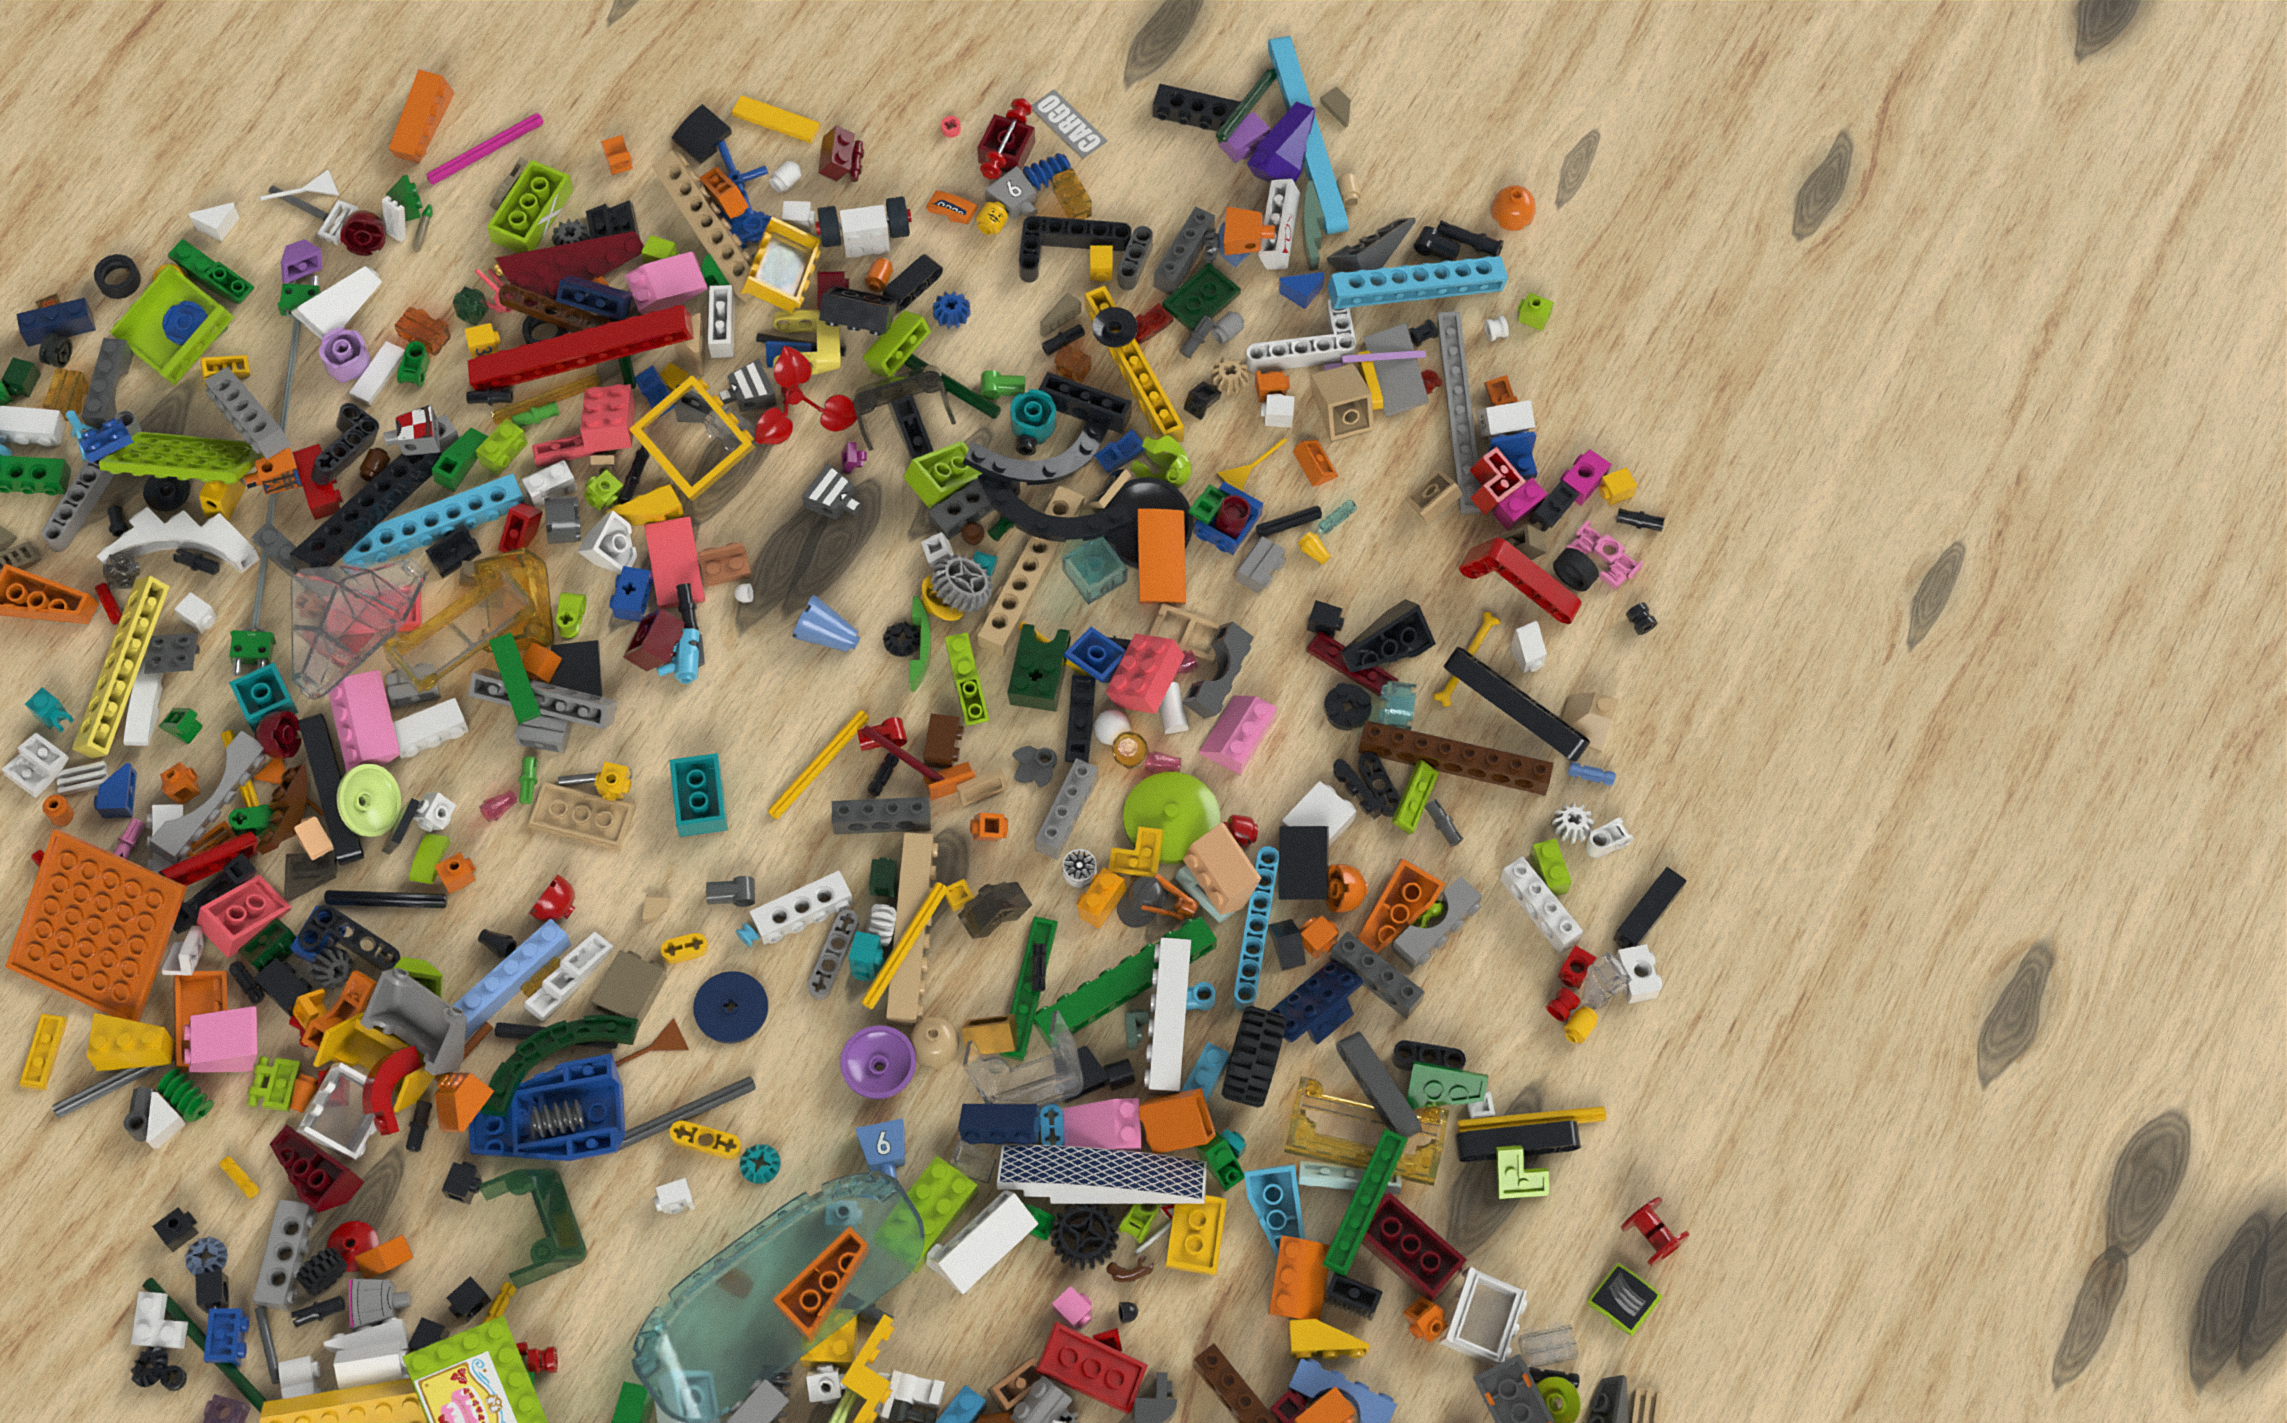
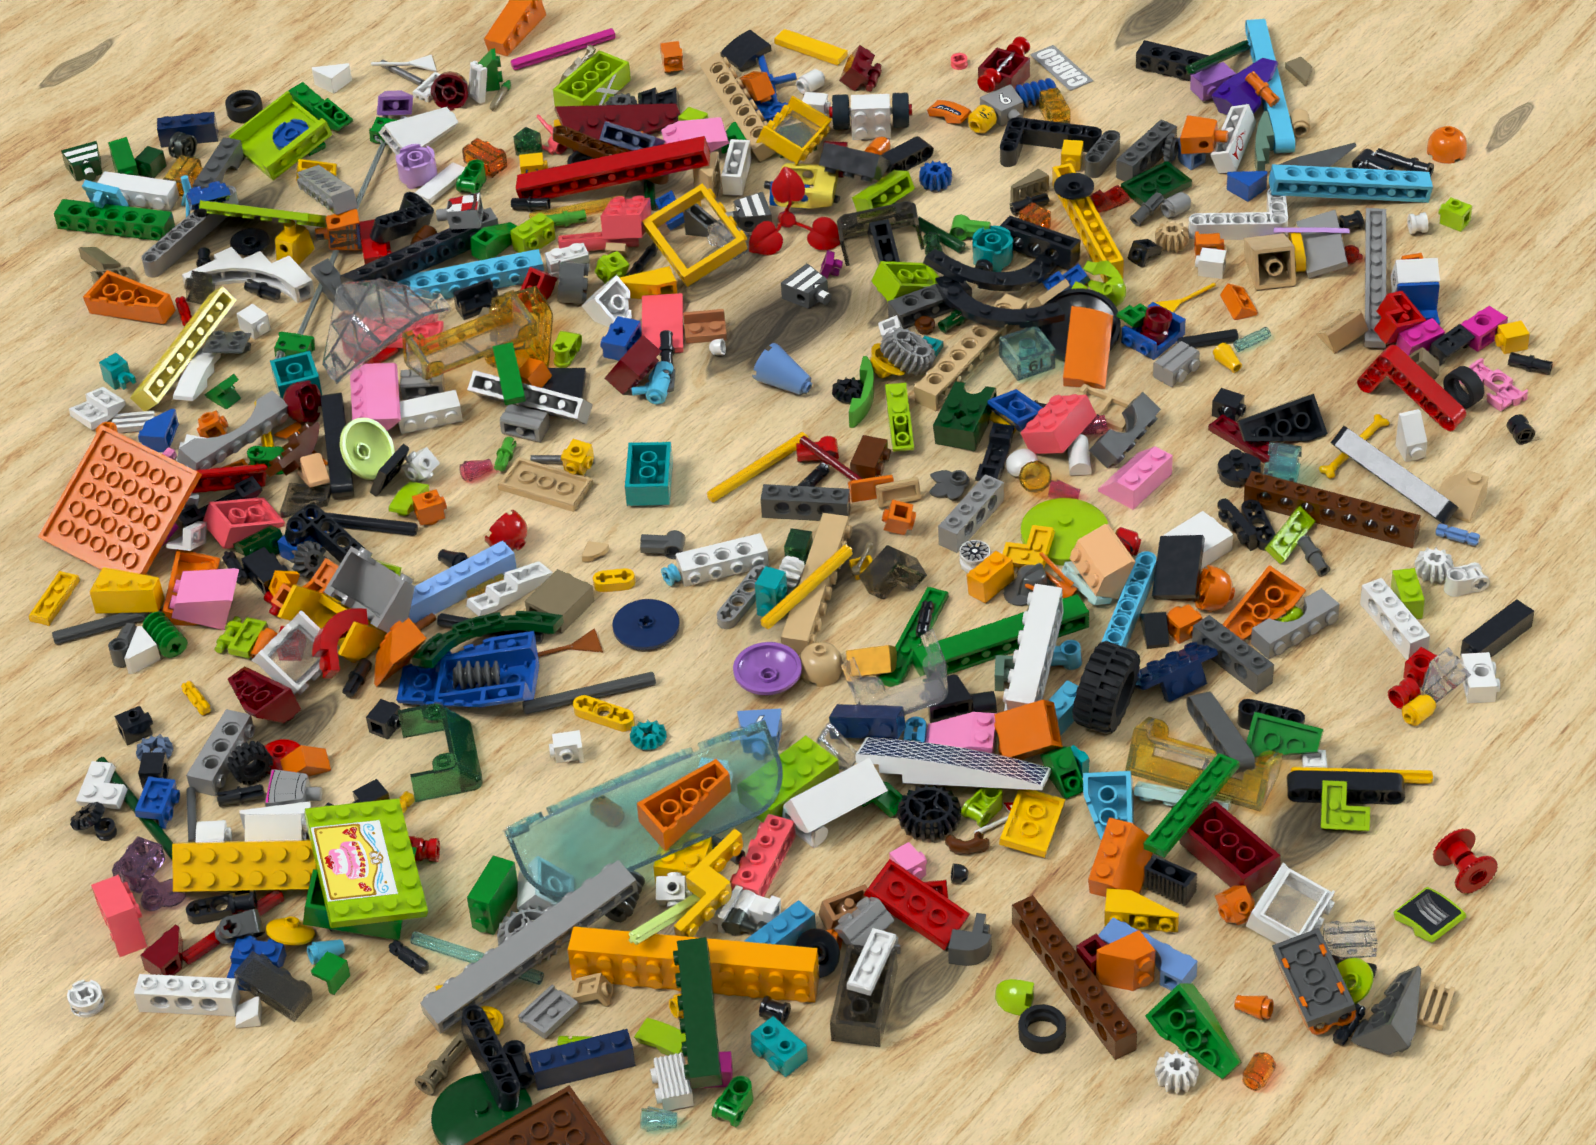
camera: 15 degrees right, 20 degrees down
(915, 1323) = (765, 855): none -> coral brick
(952, 904) = (856, 569): none -> dark tan hinge
(963, 414) = (931, 241): none -> clear green bush
(1303, 153) = (1262, 89): none -> orange pin

